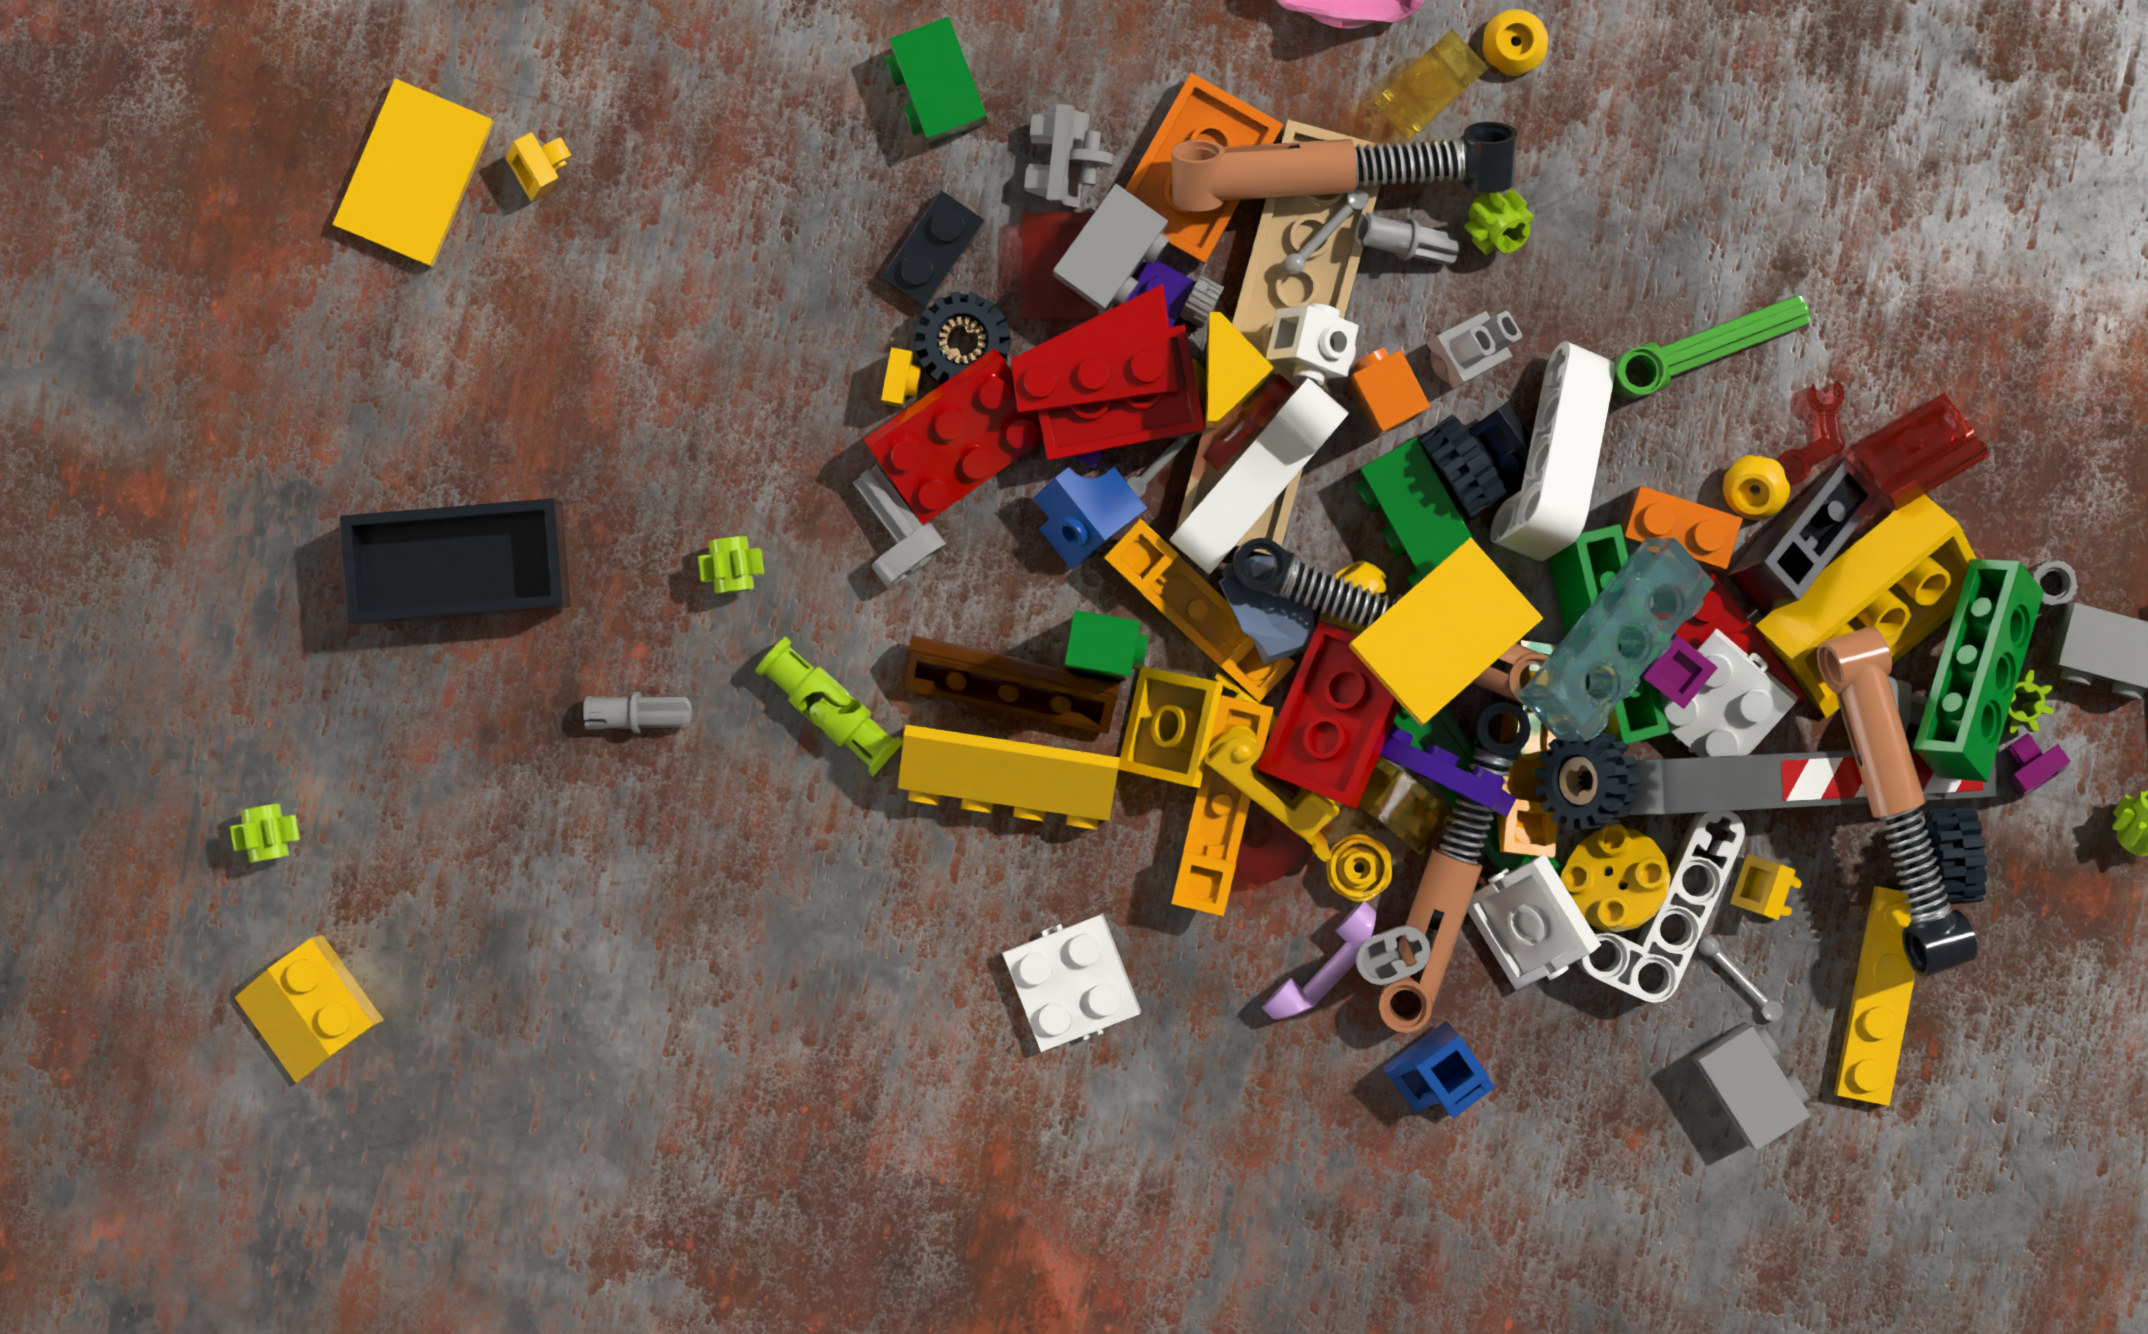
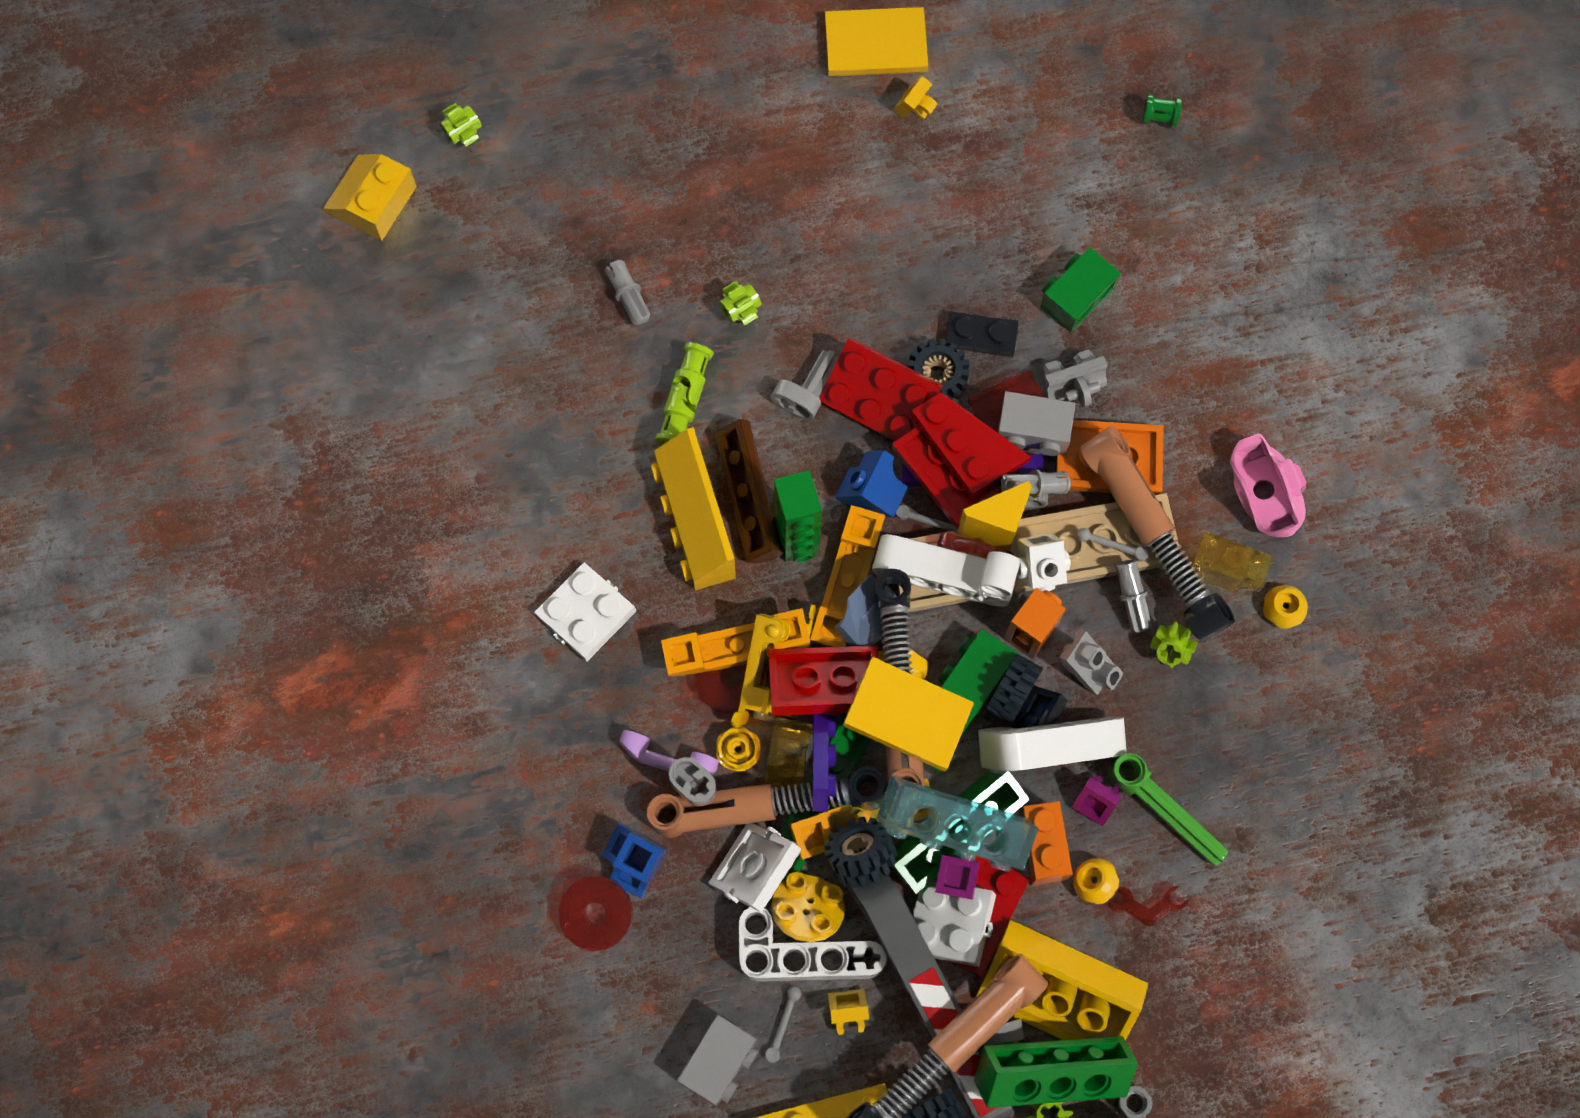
camera: 65 degrees right, 15 degrees down
(455, 561) = (666, 153): black piece -> none
(901, 378) = (897, 345): yellow plate -> none
(1170, 726) = (769, 594): yellow slope -> none
(1198, 294) = (1040, 481): none -> light grey axle
(1505, 1177) = (574, 917): none -> clear red tile
(1655, 431) = (1097, 800): none -> magenta tile
(1804, 539) = (1081, 926): black slope -> none
(1920, 451) = (1173, 973): clear red plate -> none

